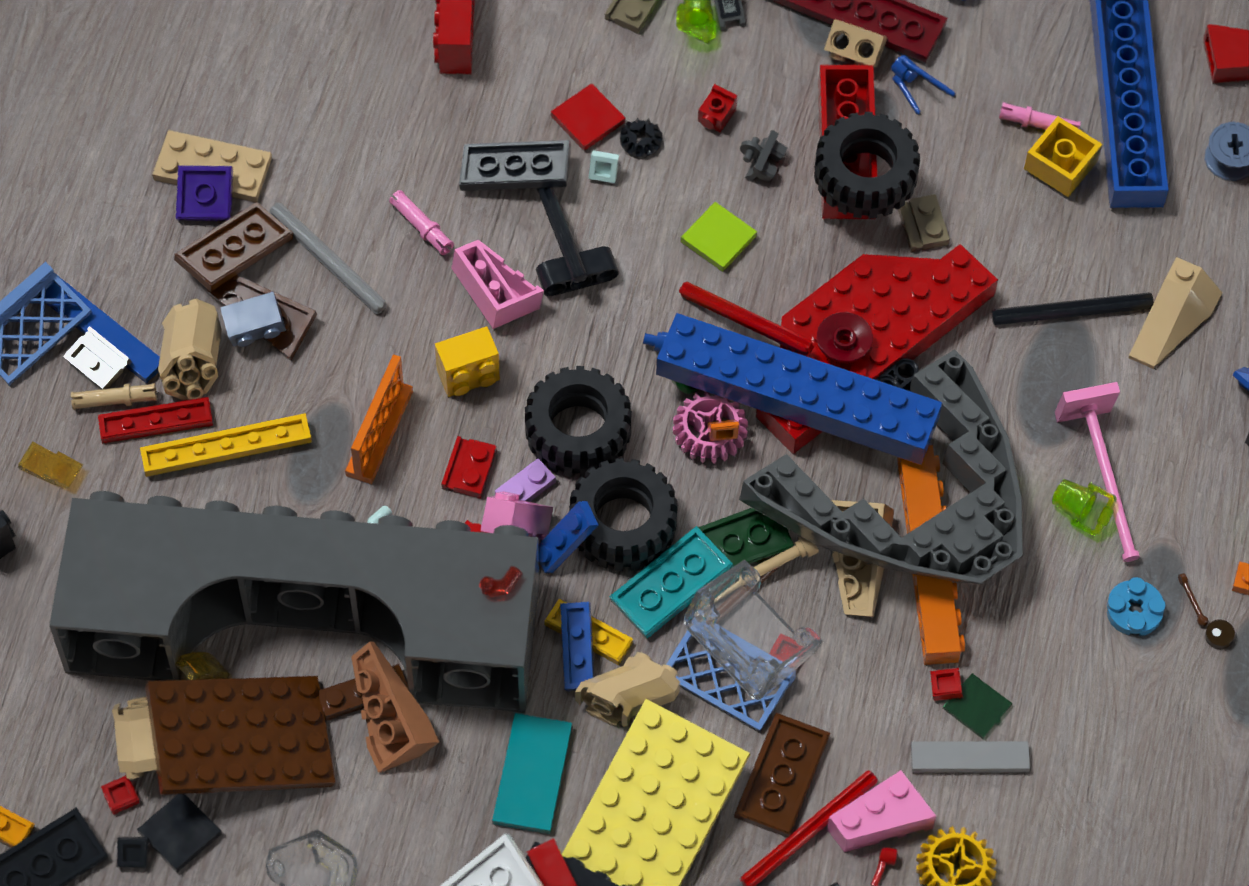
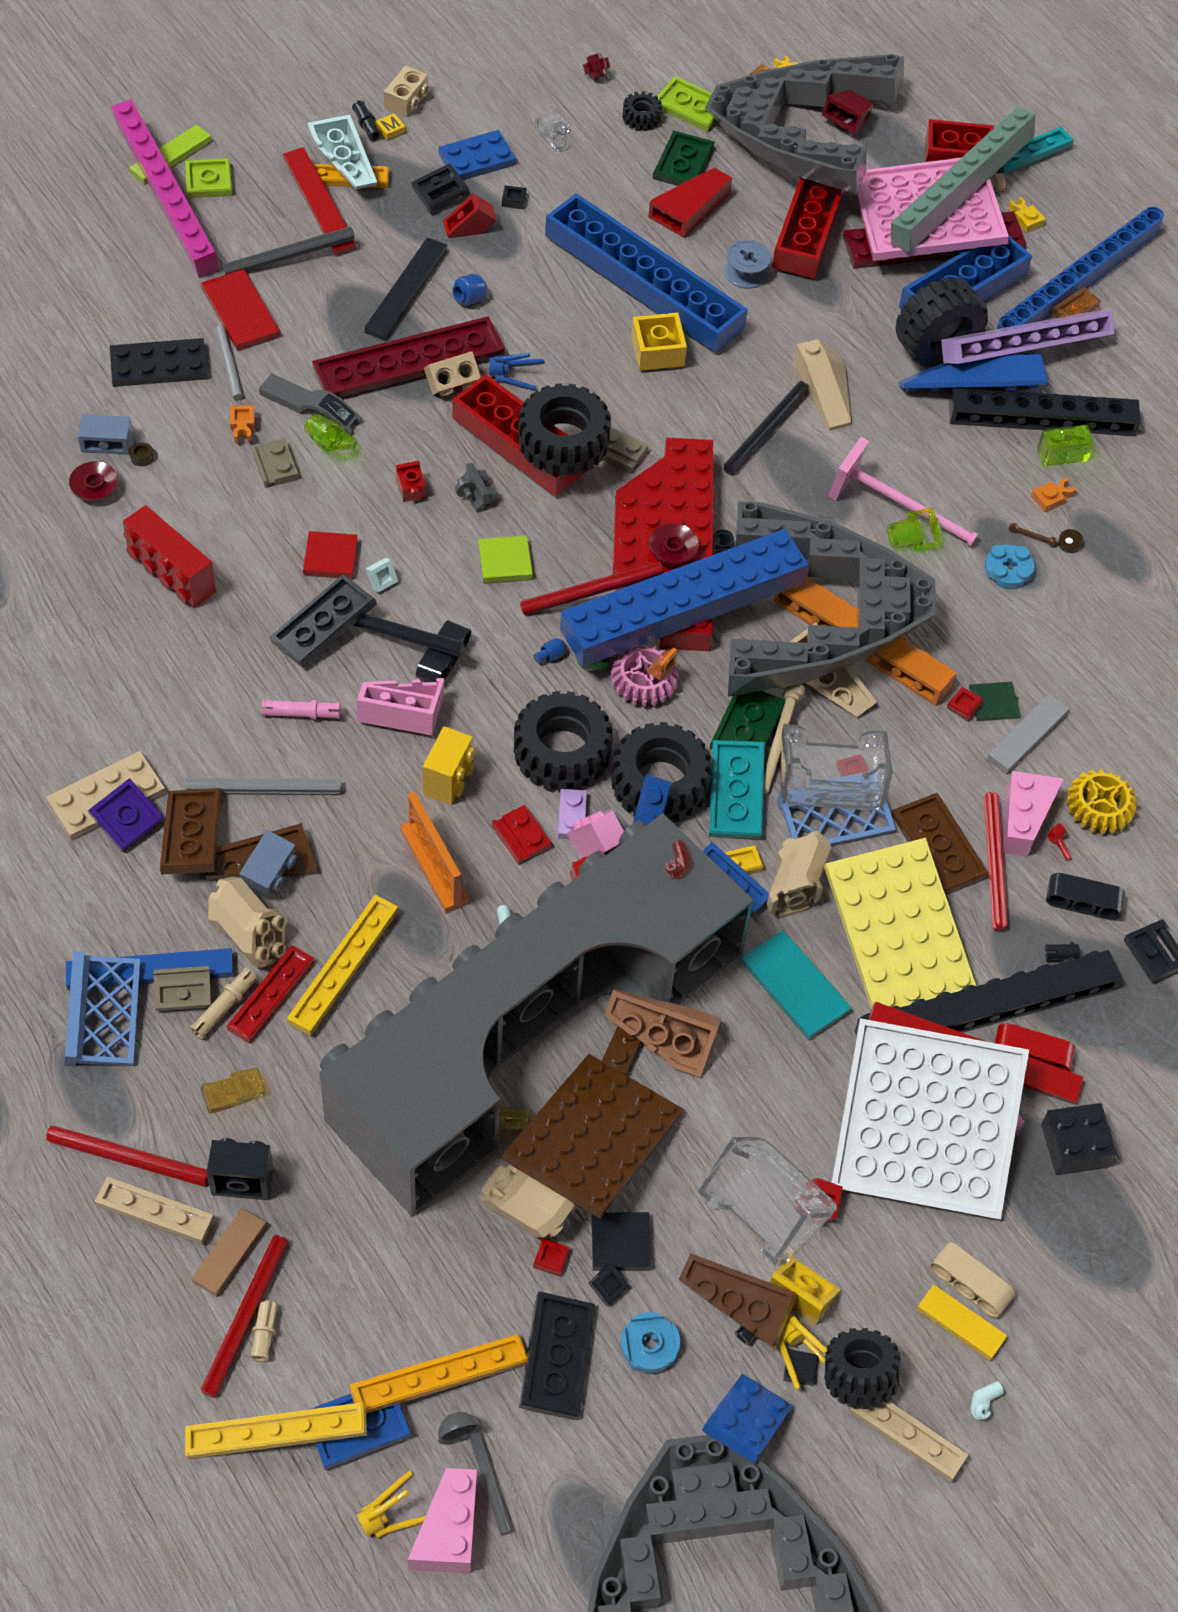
camera: 50 degrees left, 5 degrees down
(647, 145) = (376, 546): black gear -> none
(1029, 117) = (607, 337): bright pink pin -> none

